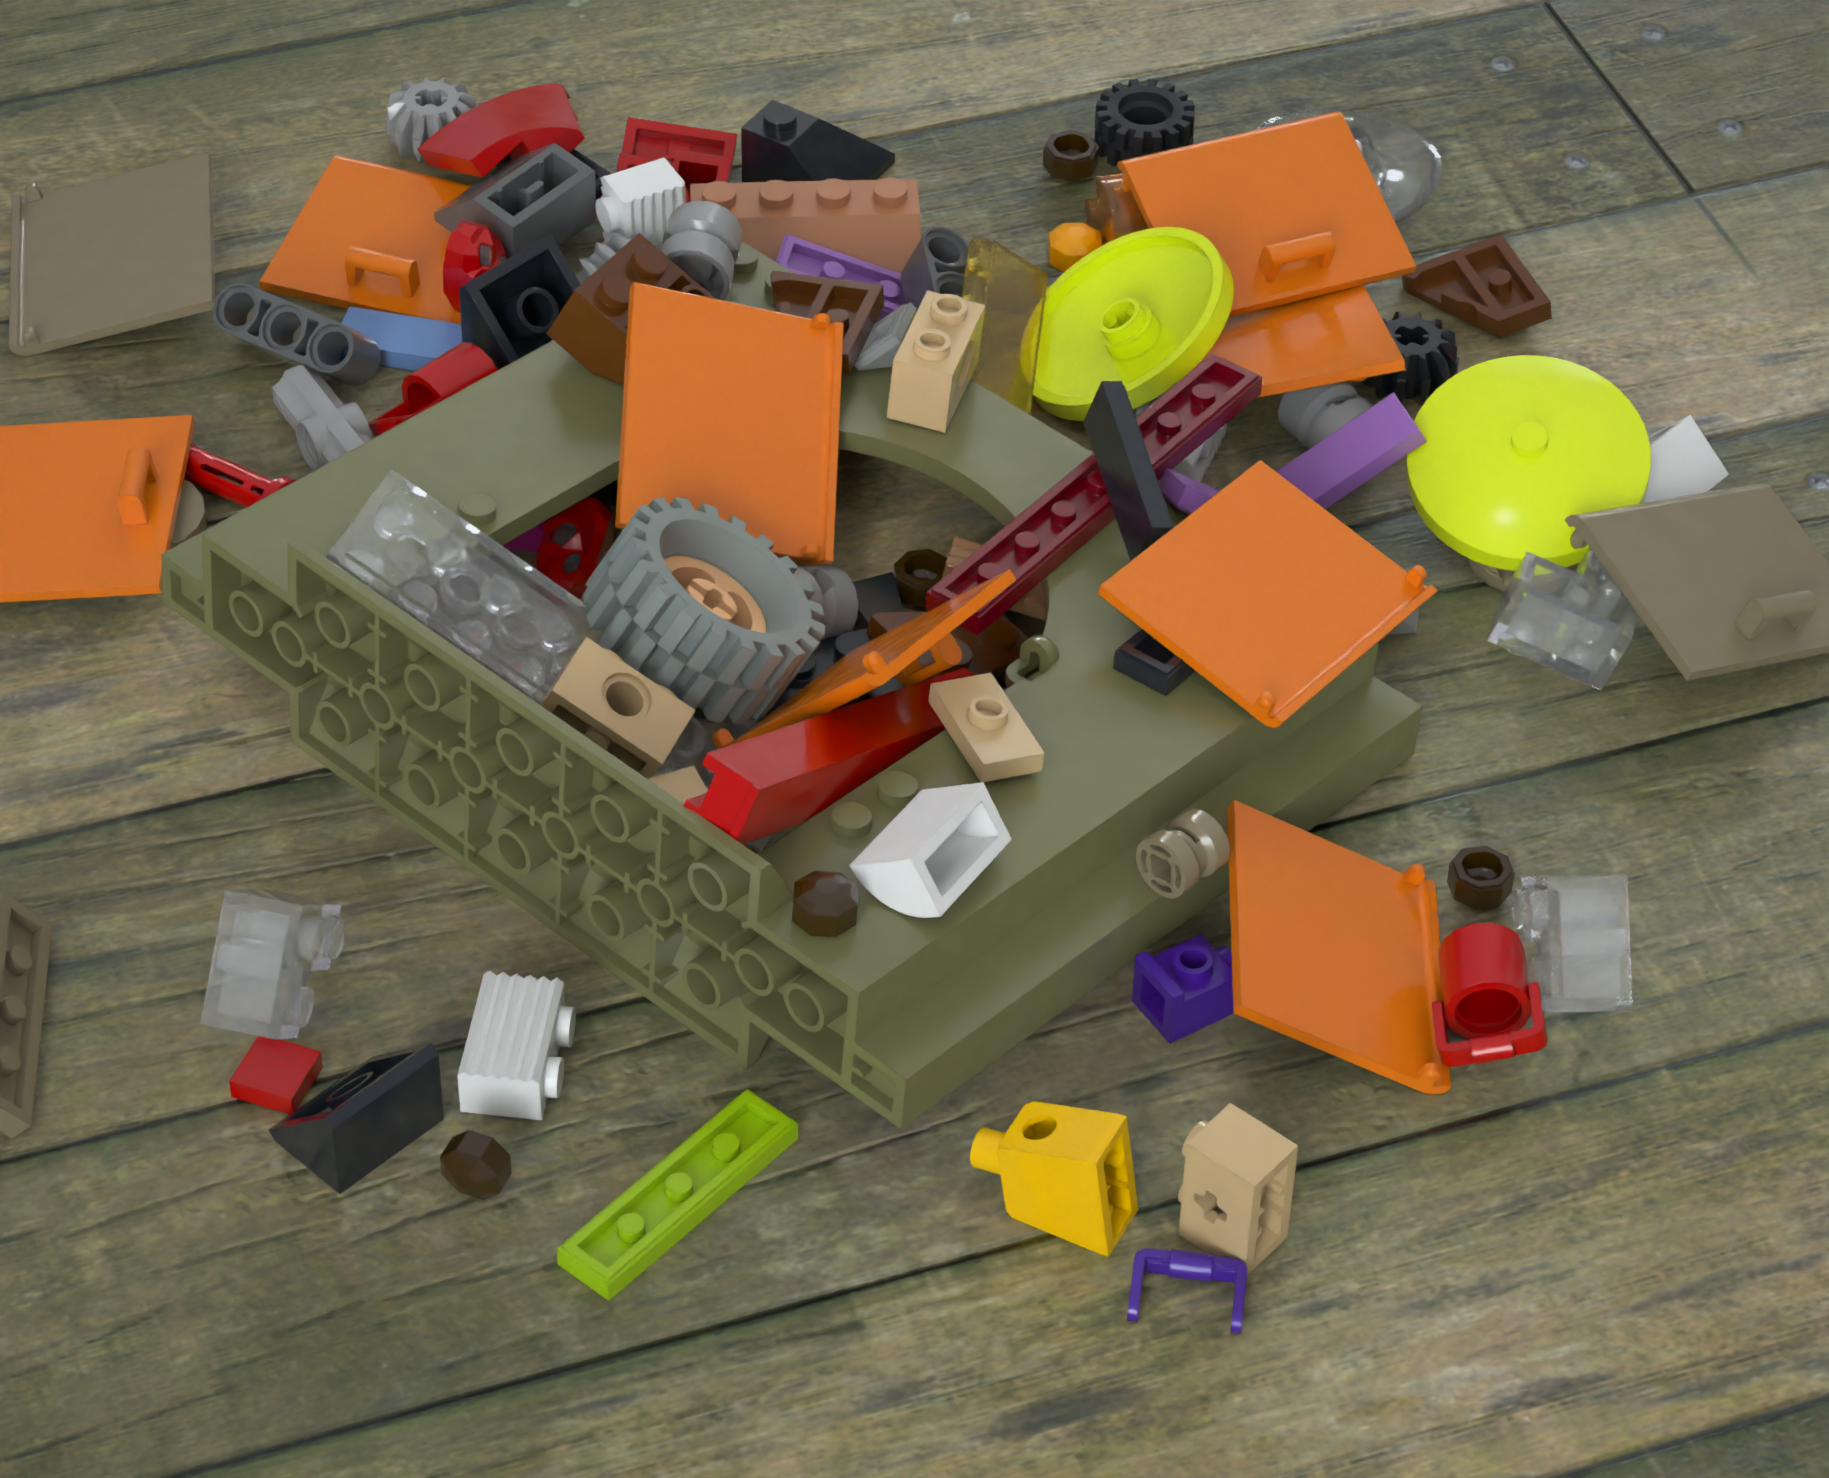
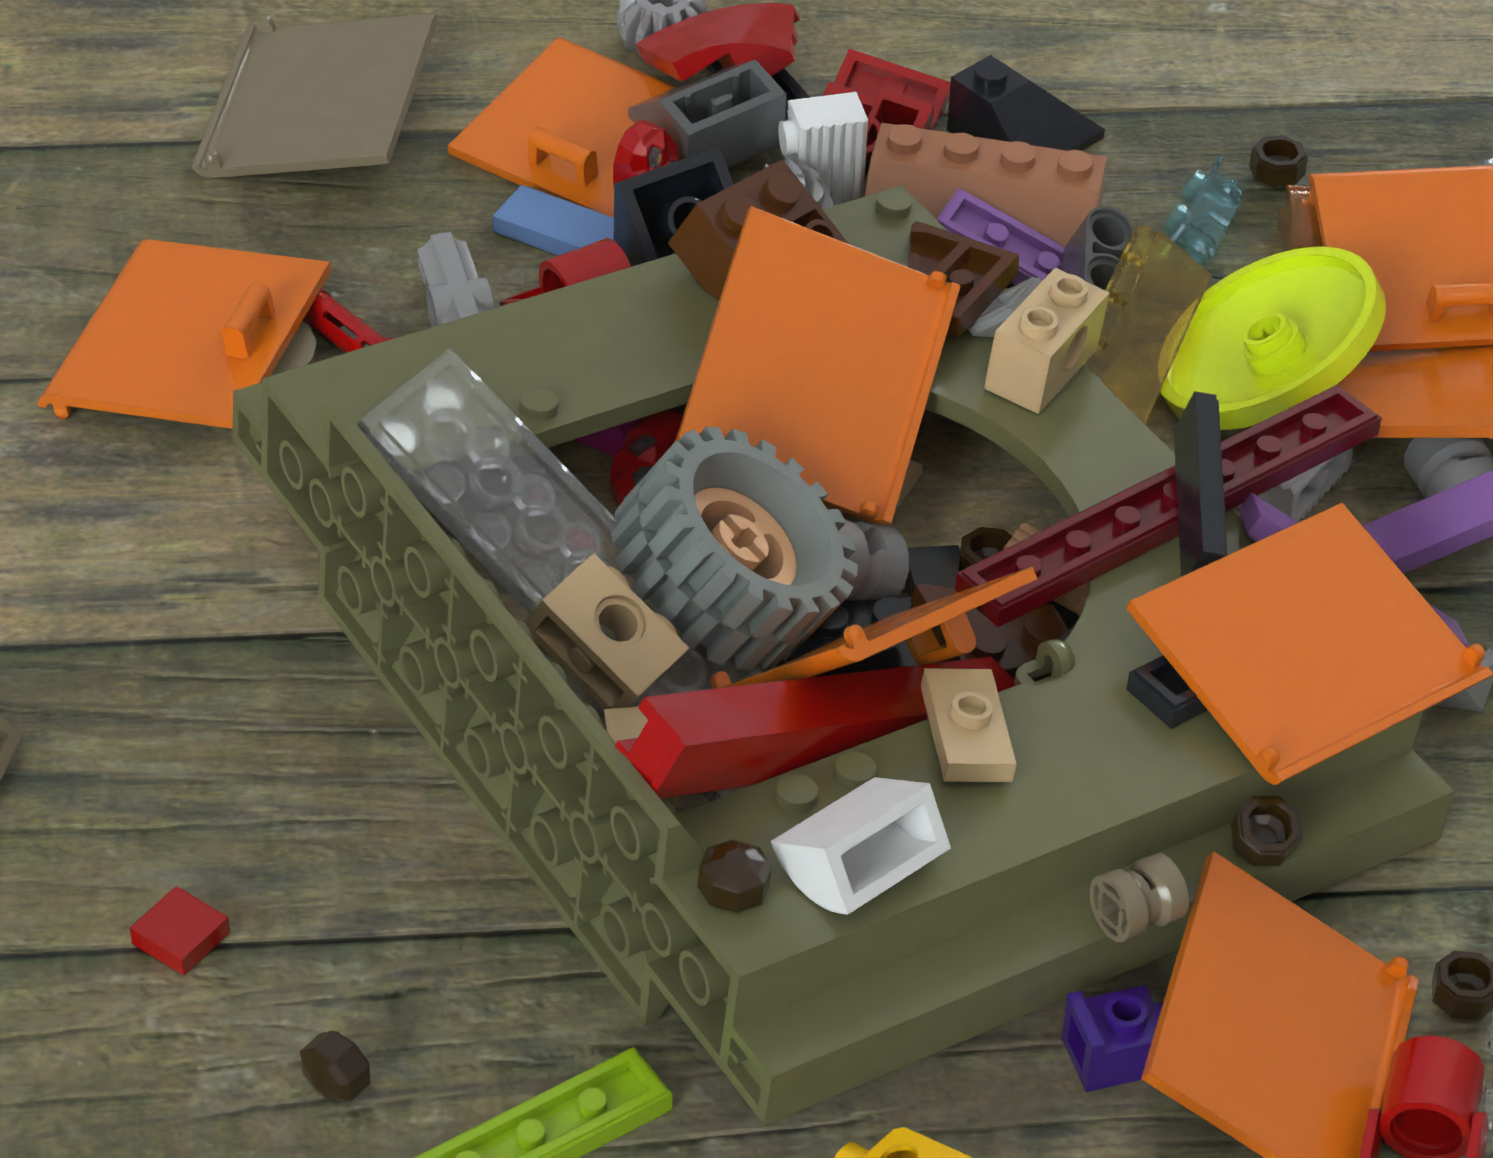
camera: 15 degrees right, 0 degrees up
(265, 960) = (199, 809): clear brick -> none
(275, 325) = (458, 202): dark grey beam -> none
(365, 1116) = (247, 994): black slope -> none
(514, 1046) = (415, 953): white brick -> none
(704, 244) = (852, 185): light grey wheel -> none
(1016, 213) = (1205, 215): none -> clear light blue hinge
(1070, 243) = (1250, 246): light orange tile -> none
(1142, 120) = (1361, 137): black tyre -> none
(1273, 772) = (1266, 831): none -> dark brown tile

